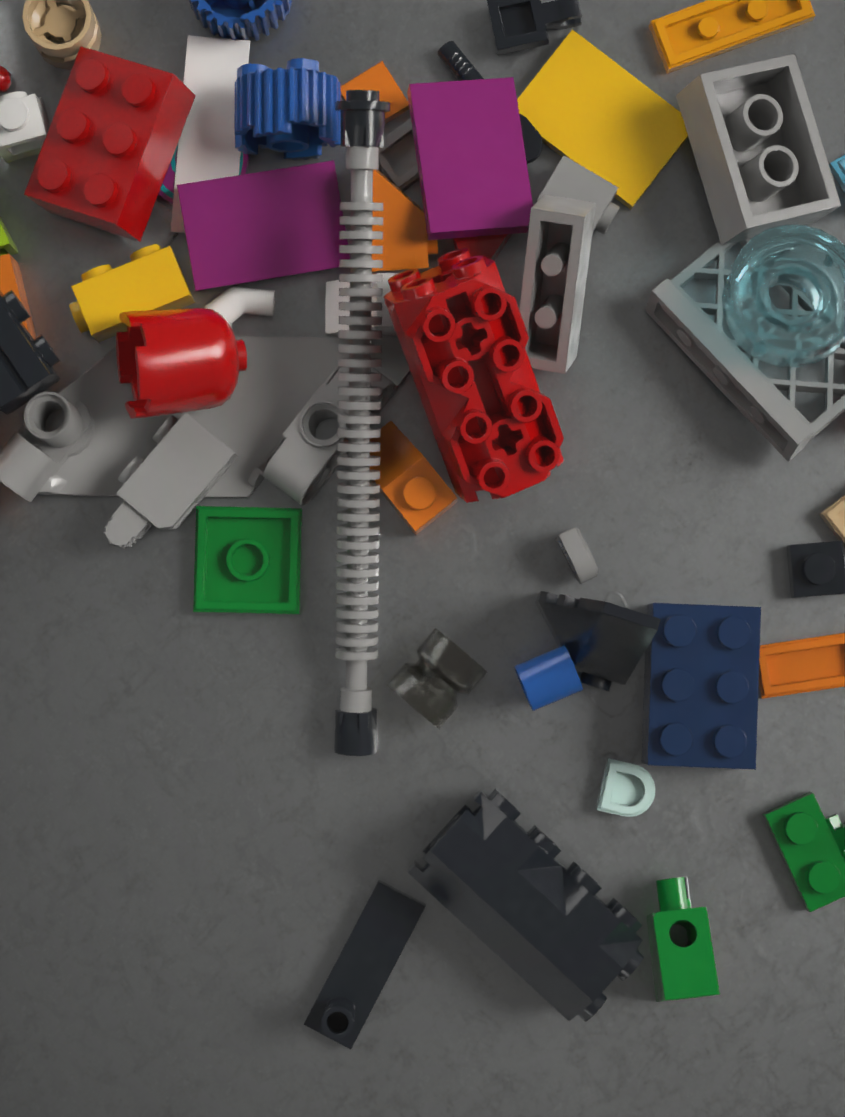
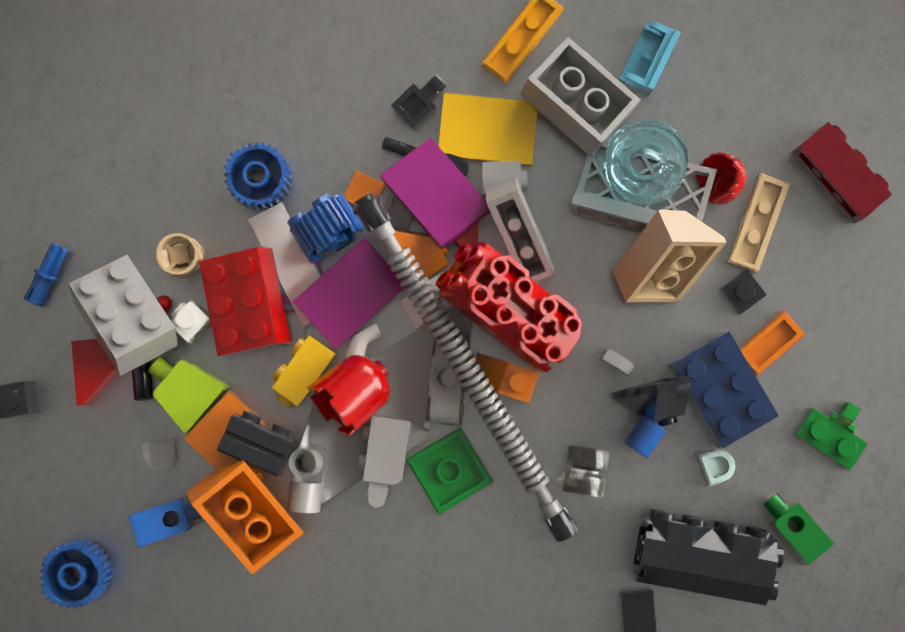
camera: 25 degrees left, 0 degrees up
(738, 449) = (667, 258): none -> tan slope

